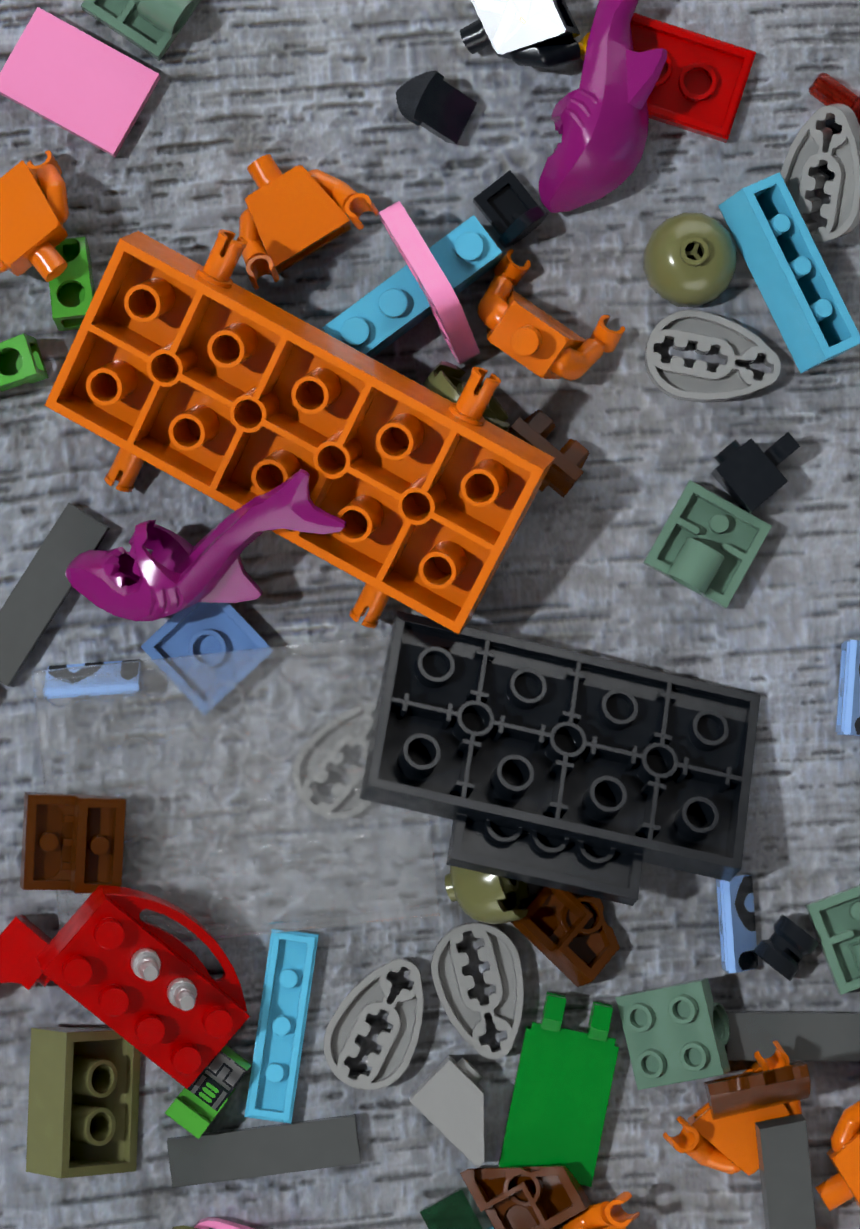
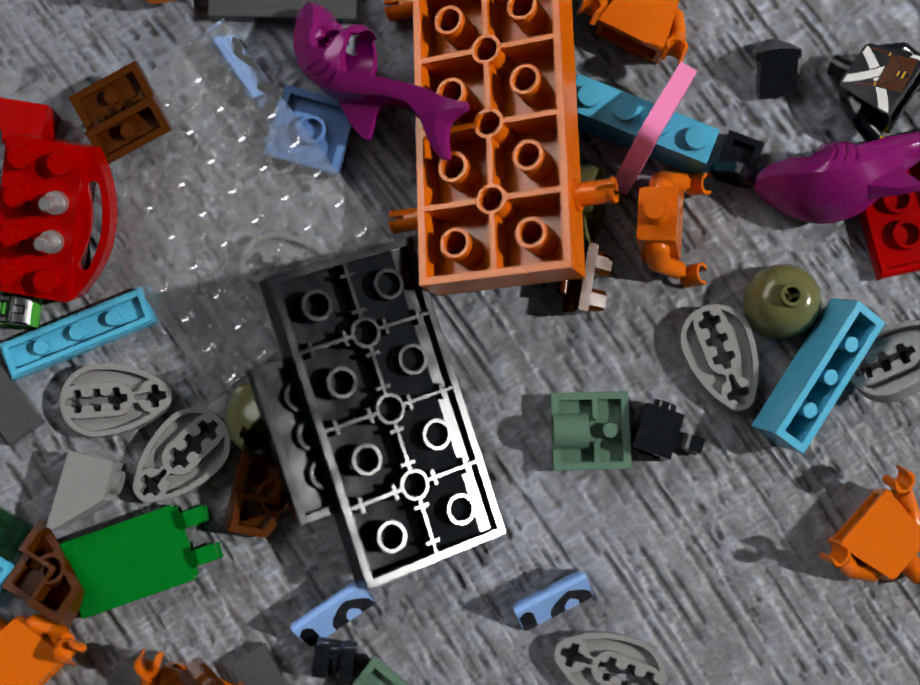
camera: 55 degrees right, 5 degrees down
(674, 1033) = (225, 615): sand green plate -> none

